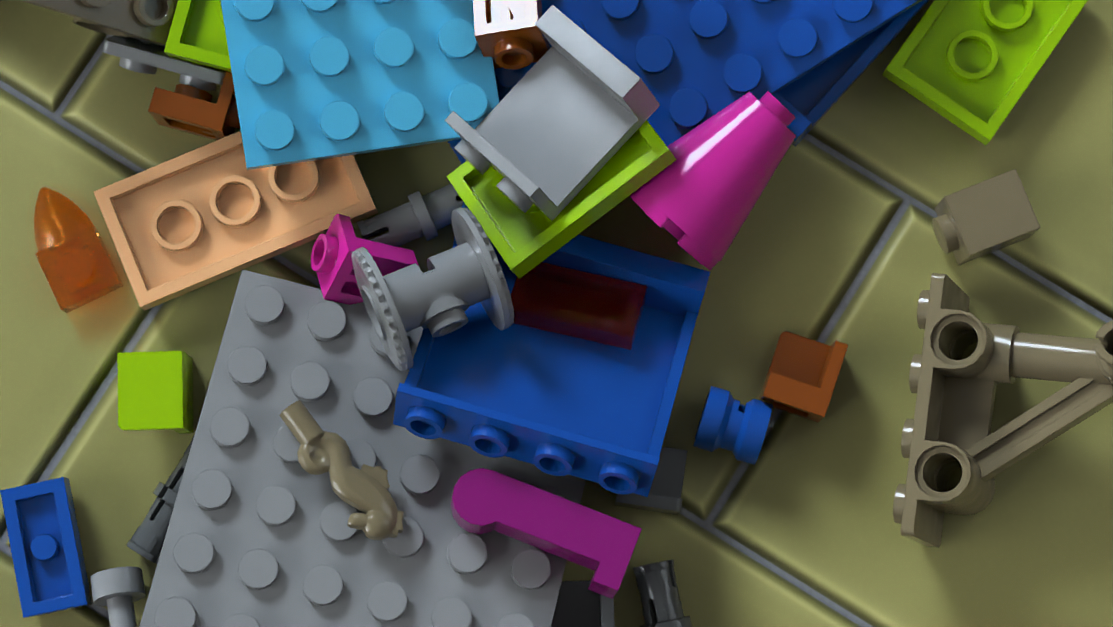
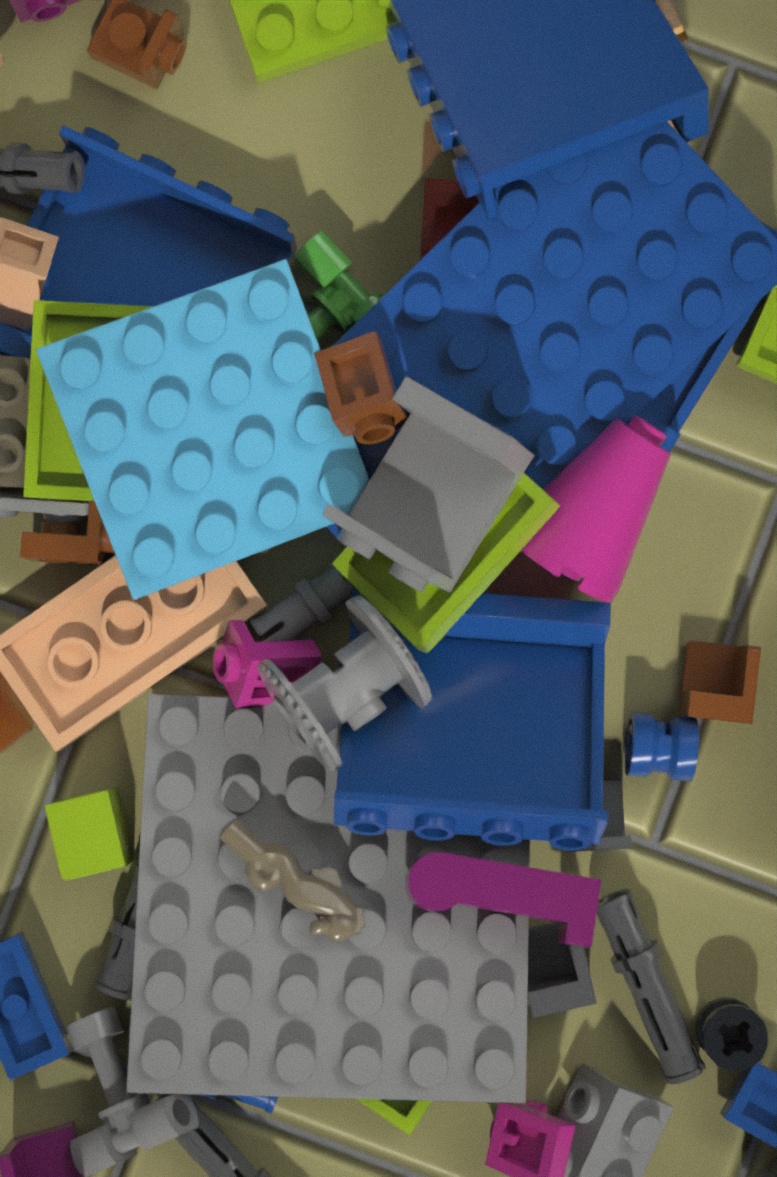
camera: 15 degrees left, 5 degrees up
(579, 304) = (490, 662): clear red tile -> none

